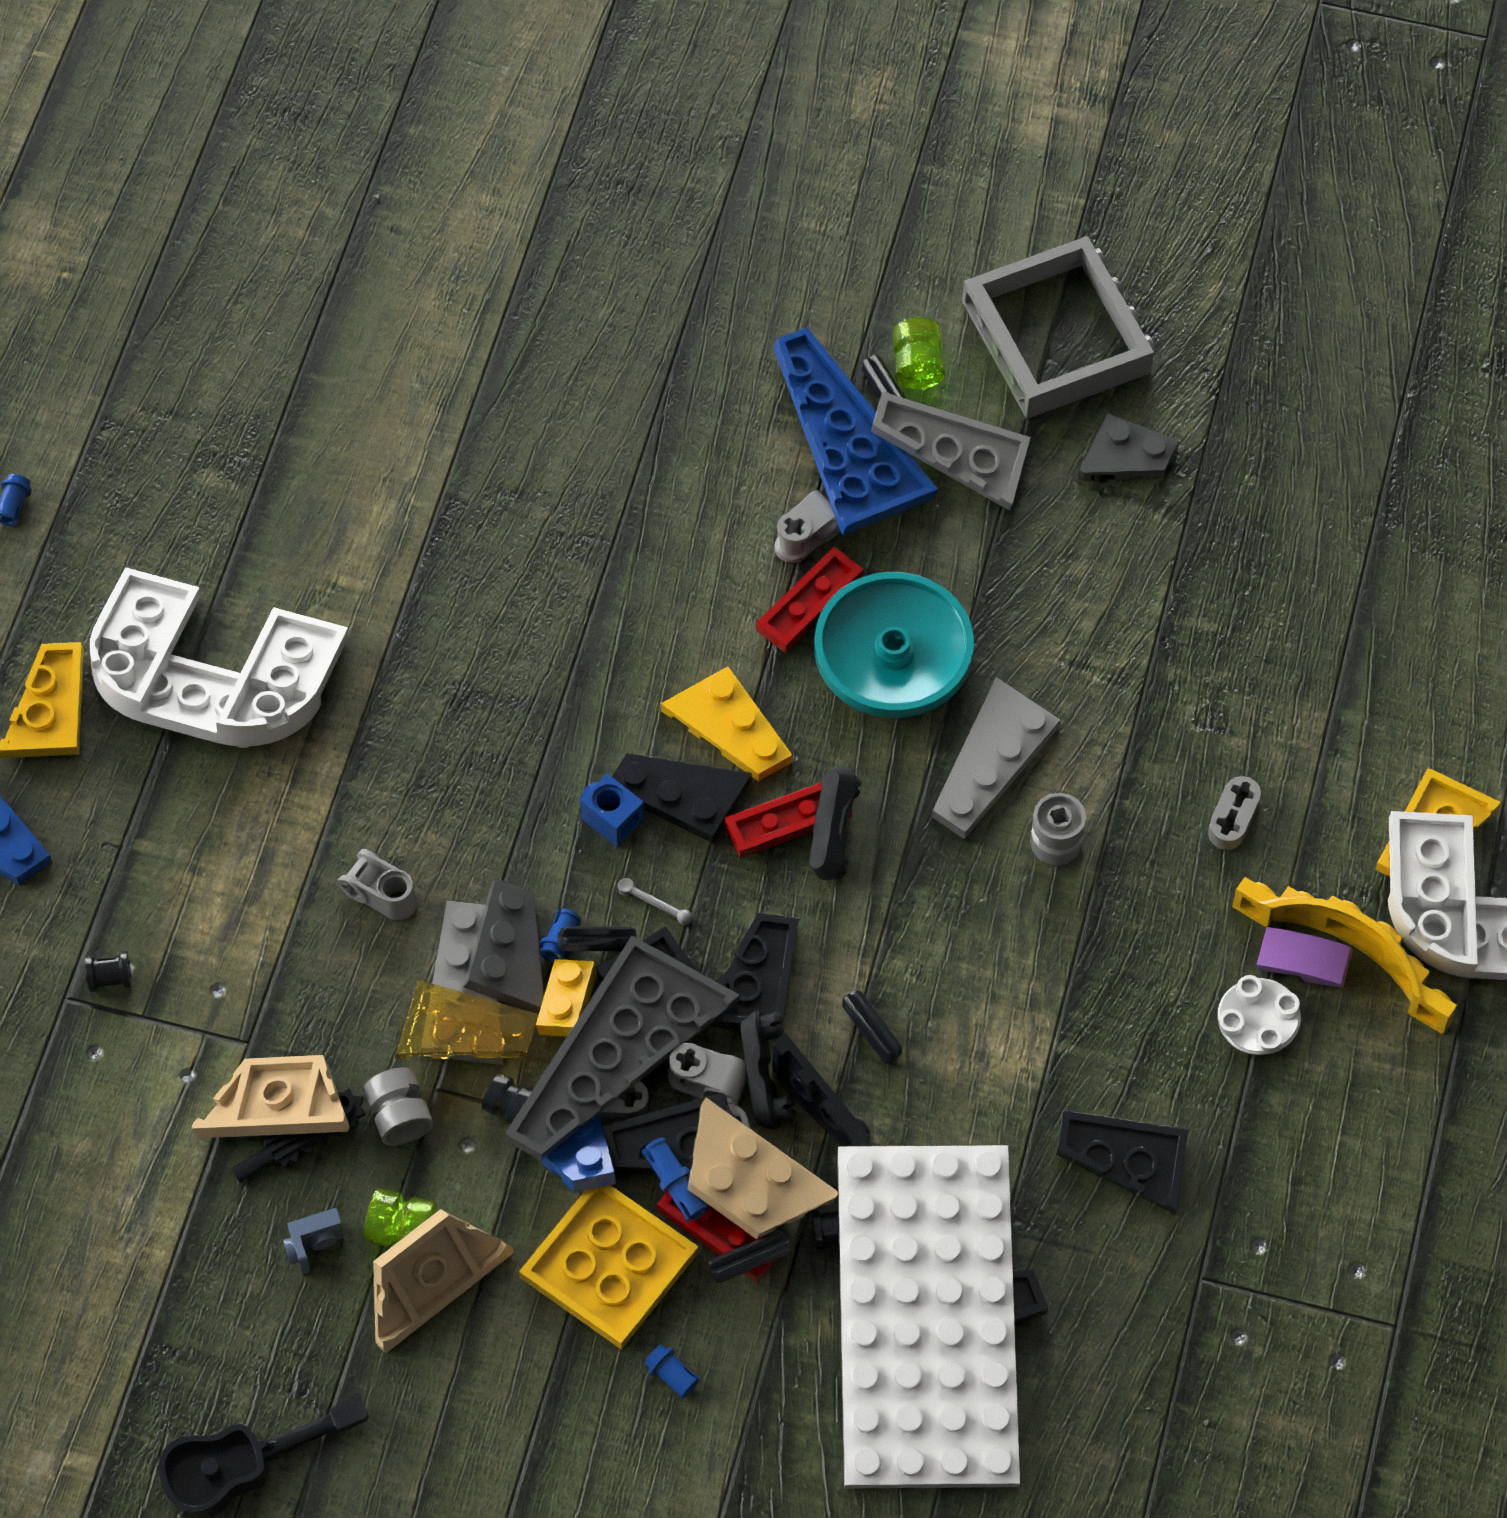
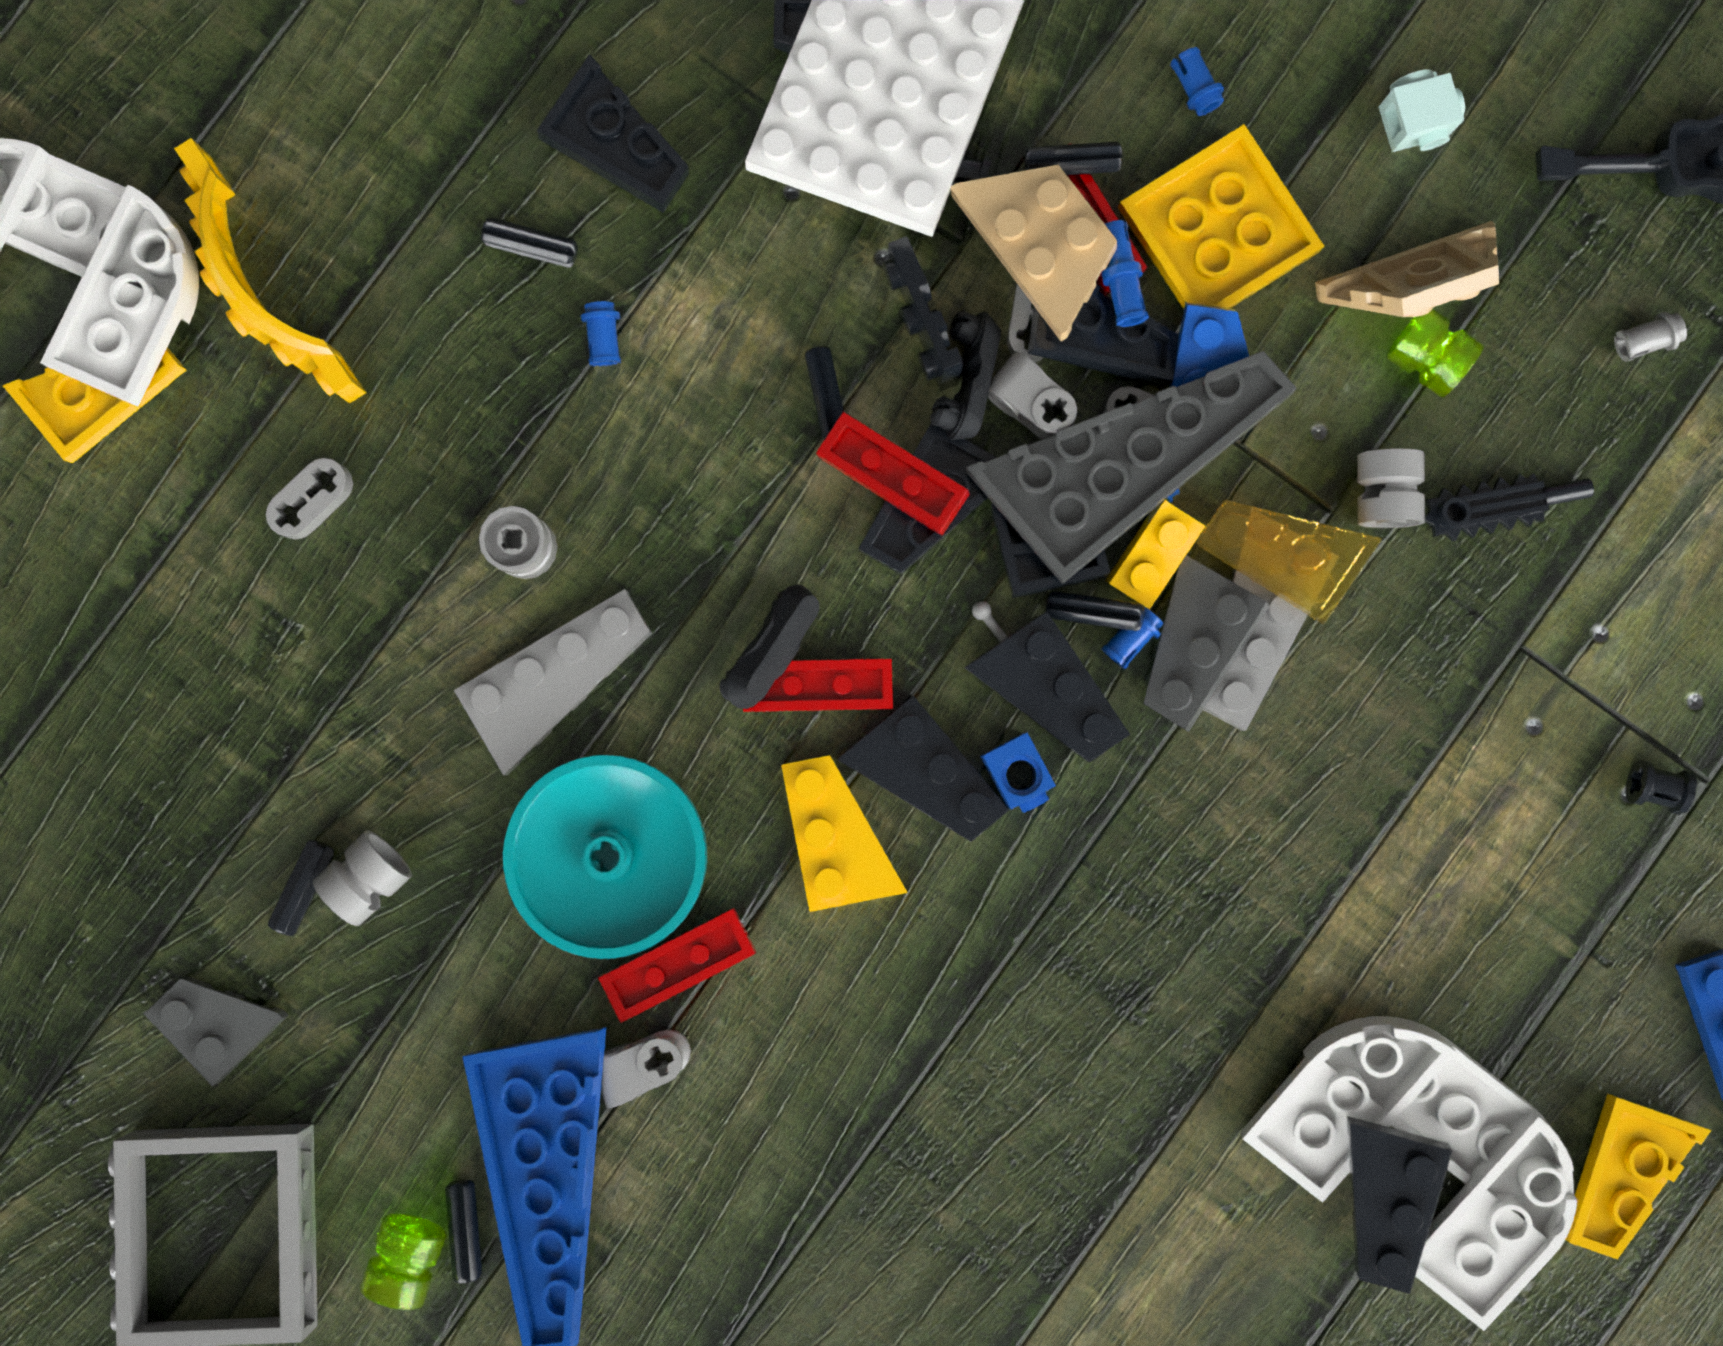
camera: 155 degrees left, 25 degrees up
(223, 1305) = (1663, 332): none -> light grey pin
(227, 622) = (1394, 1199): none -> black wing
(276, 1099) = (1523, 545): tan wing -> none
(314, 1232) = (1534, 376): sand blue bracket -> none
(373, 882) = (1324, 785): light grey piece -> none
(476, 1411) = (1422, 110): none -> light aqua brick
(505, 1097) = (1262, 452): black wheel -> none
(609, 879) = (1051, 686): none -> black wing
(794, 970) = (892, 473): none -> red plate
(960, 447) = (413, 1106): light grey wing -> none
(1064, 572) = (355, 885): none -> light grey wheel
(1072, 1013) = (602, 333): none -> blue pin
(1108, 556) = (299, 888): none -> black axle
(1157, 1054) = (529, 242): none -> black axle
(1259, 1015) = (397, 241): white dish -> none
(1304, 956) = (314, 286): medium lavender slope -> none

